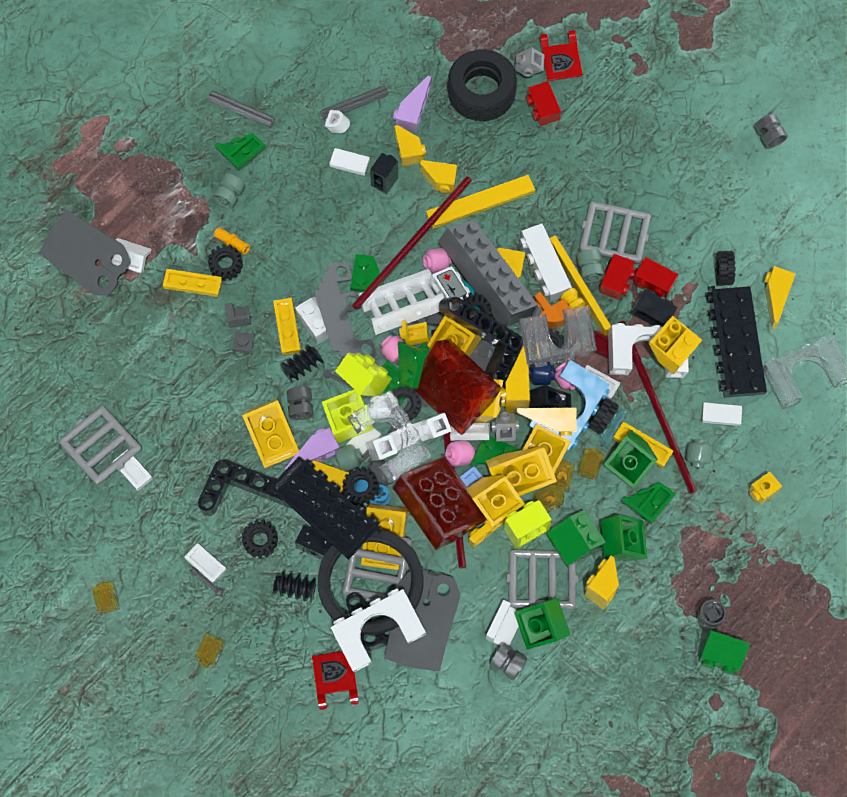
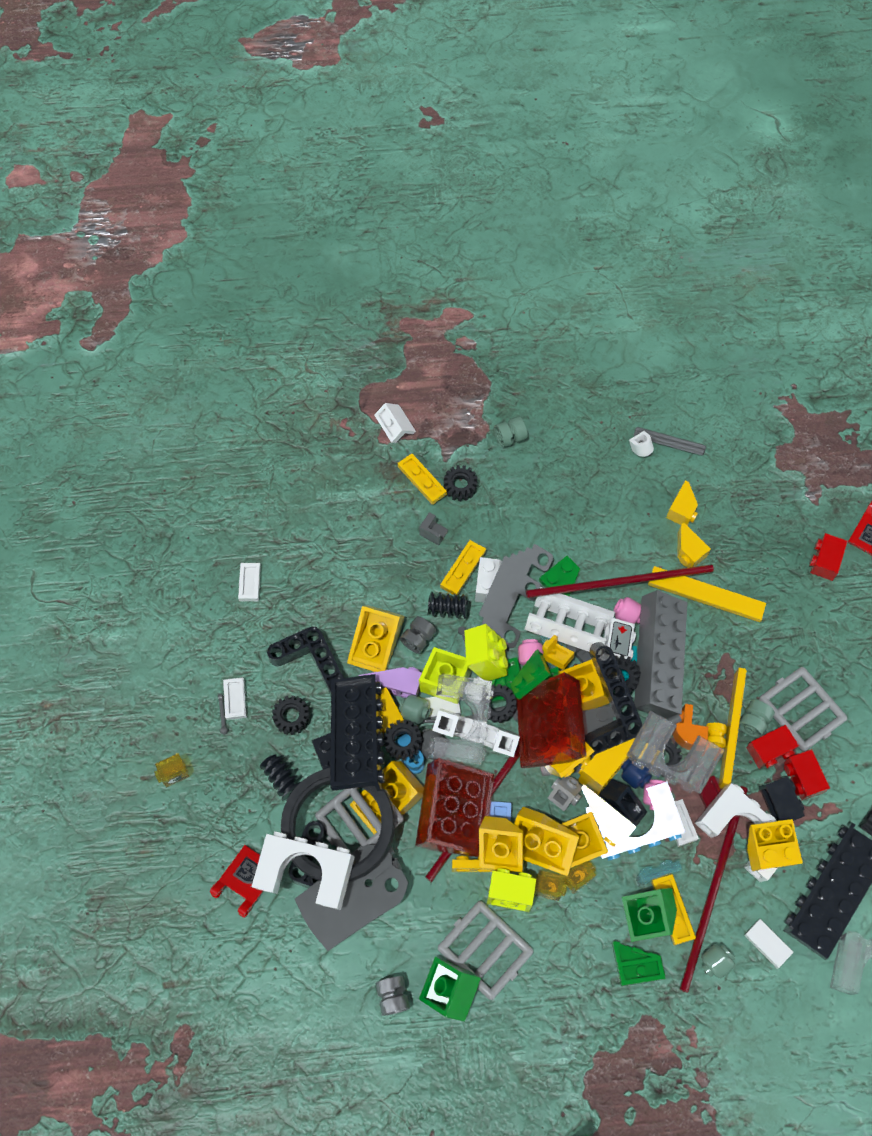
camera: 40 degrees right, 5 degrees down
(75, 248) = (359, 387): dark grey piece -> none
(87, 466) = (266, 551): light grey bar -> none
(105, 598) = (138, 660): clear yellow brick -> none
(231, 239) = (480, 470): light orange pin -> none
(241, 108) = (576, 381): dark grey axle -> none
(241, 150) = (549, 410): green wing -> none
(243, 342) = (419, 554): dark grey plate -> none
(349, 161) = (626, 482): white tile -> none
(384, 173) = (645, 510): black brick -> none
(412, 107) = (713, 478): lavender slope -> none
(460, 453) = (508, 782): bright pink head -> none
(477, 431) = (537, 775): white tile -> none
(482, 63) = (797, 484): black tyre -> none
(490, 449) = (538, 801): green wing -> none
(503, 626) = (416, 960): white panel -> none
(514, 259) = (693, 662): yellow slope -> none
(529, 62) = (844, 515): light grey brick -> none
(545, 262) = (719, 684): white brick -> none
(576, 538) = (542, 940): green slope -> none
(591, 464) = (612, 886): clear yellow brick -> none
(603, 416) = (658, 854): black tyre -> none
(604, 585) = (529, 1004): yellow slope -> none
(624, 538) = (585, 977): green slope -> none
(711, 615) = (604, 1119): dark grey wheel -> none
(765, 488) = (752, 1046): yellow brick -> none

